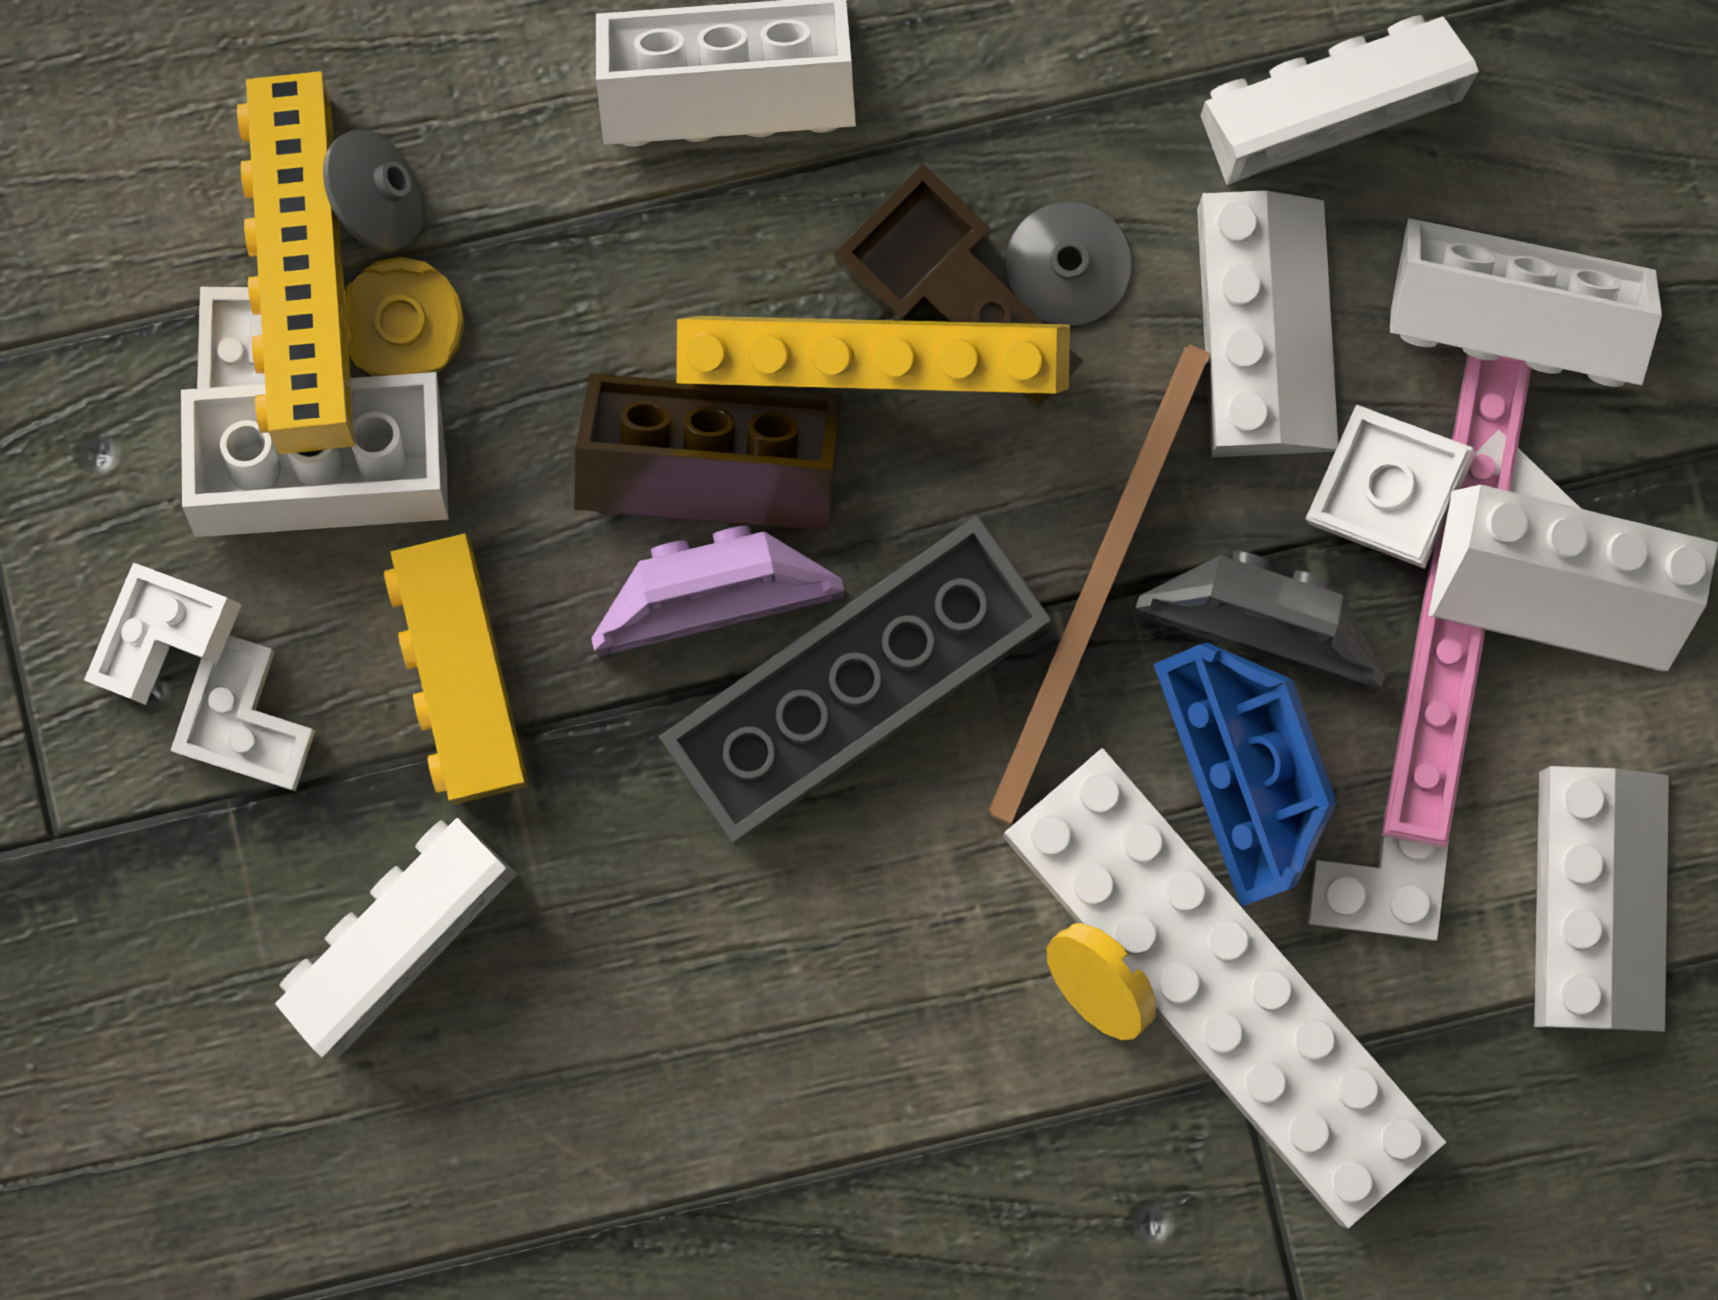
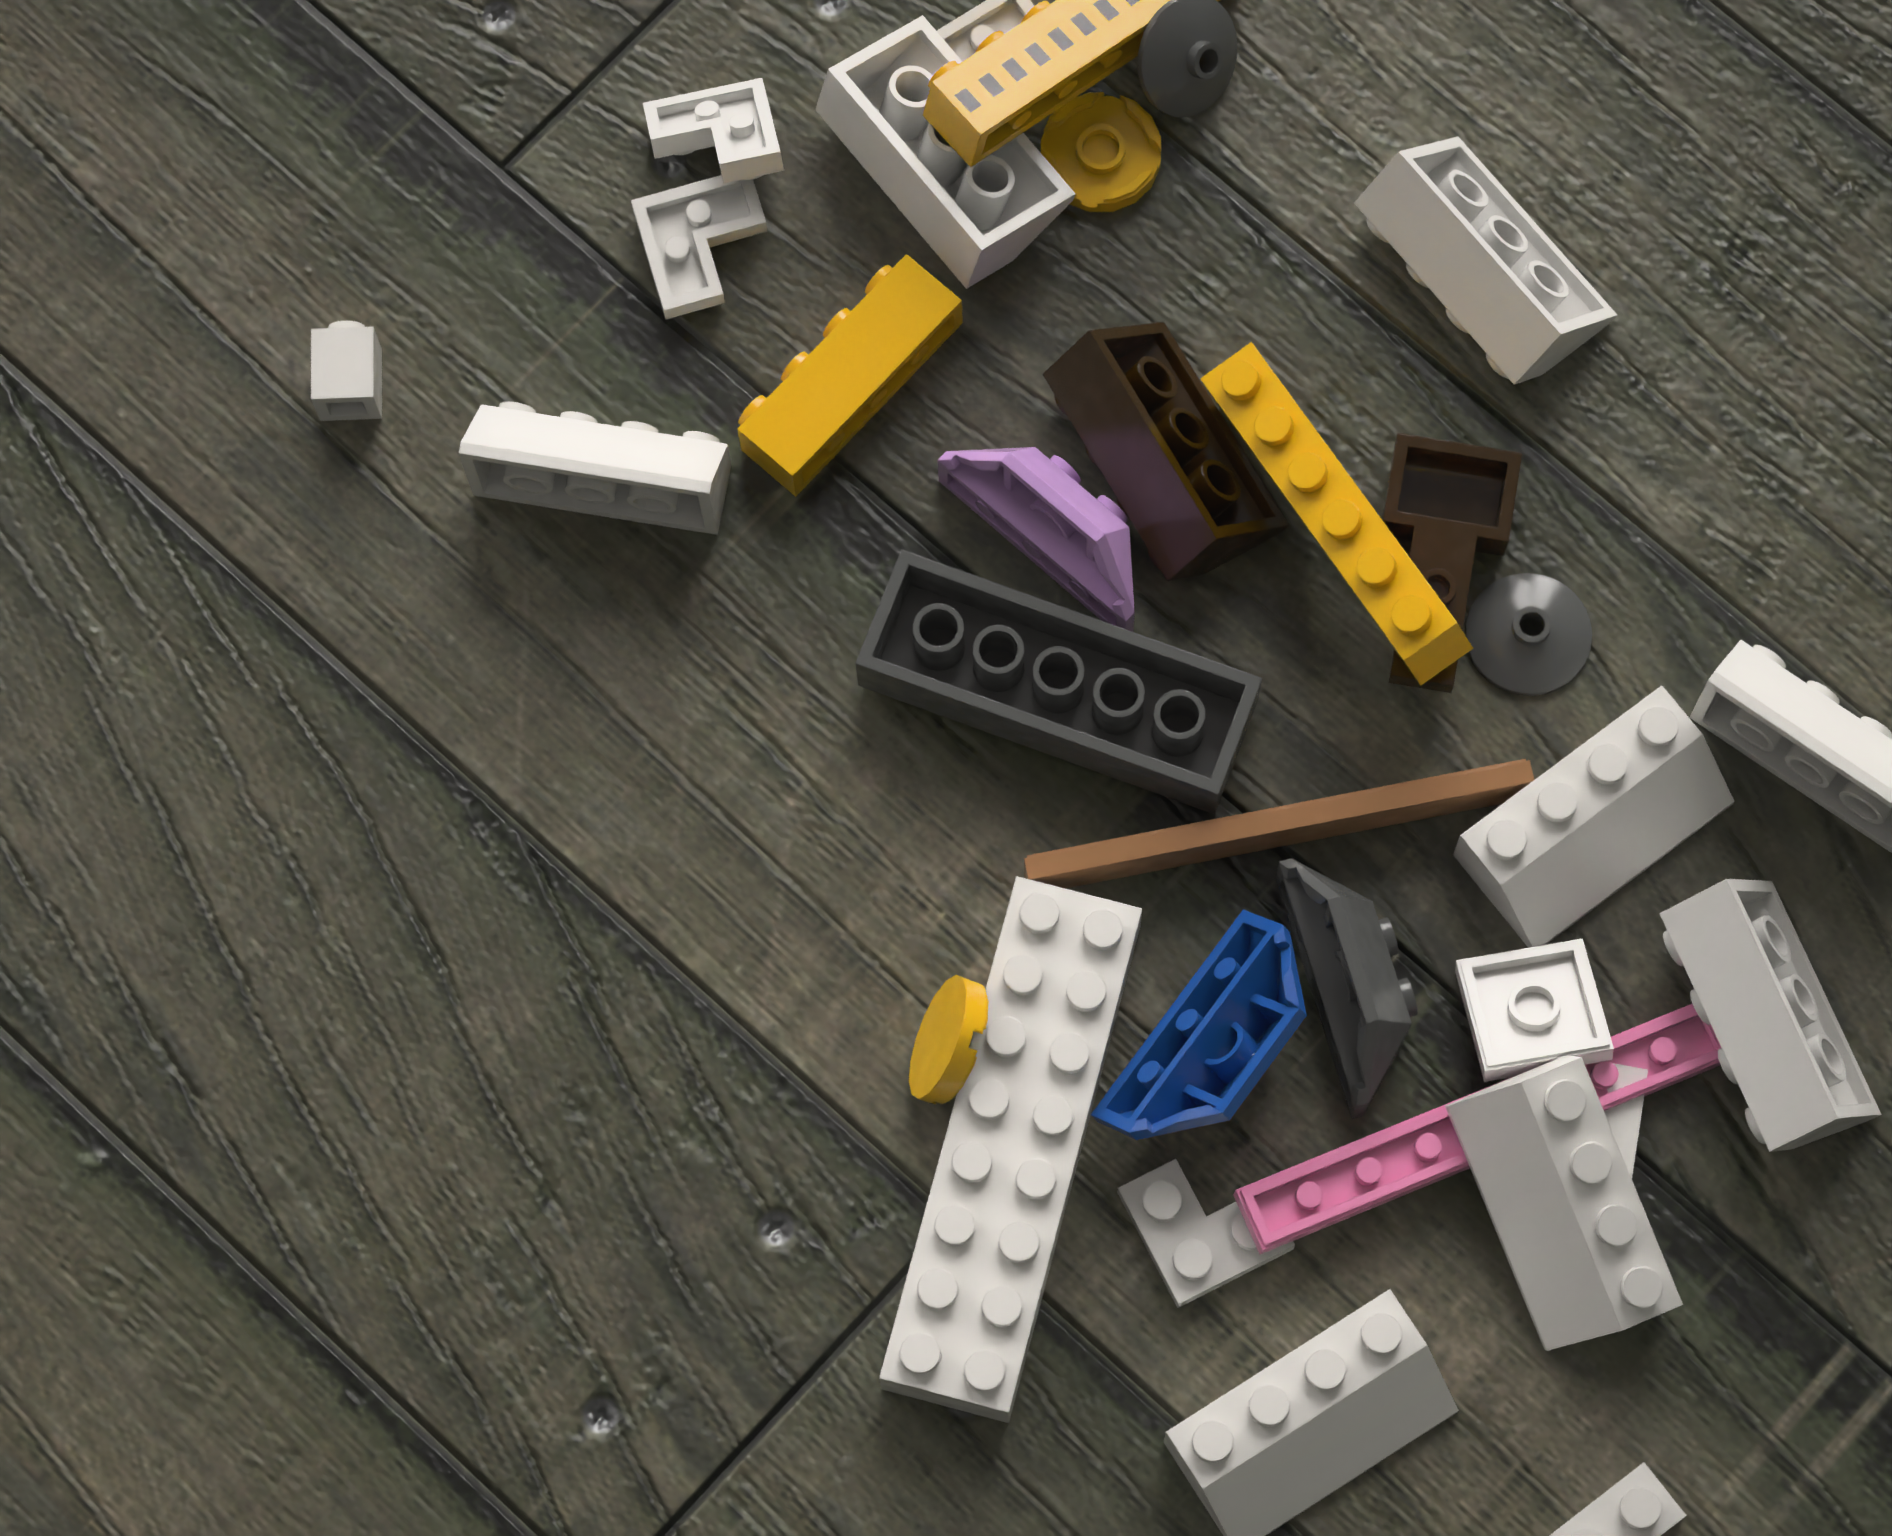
camera: 55 degrees right, 10 degrees down
(155, 1096) = (346, 372): none -> white brick

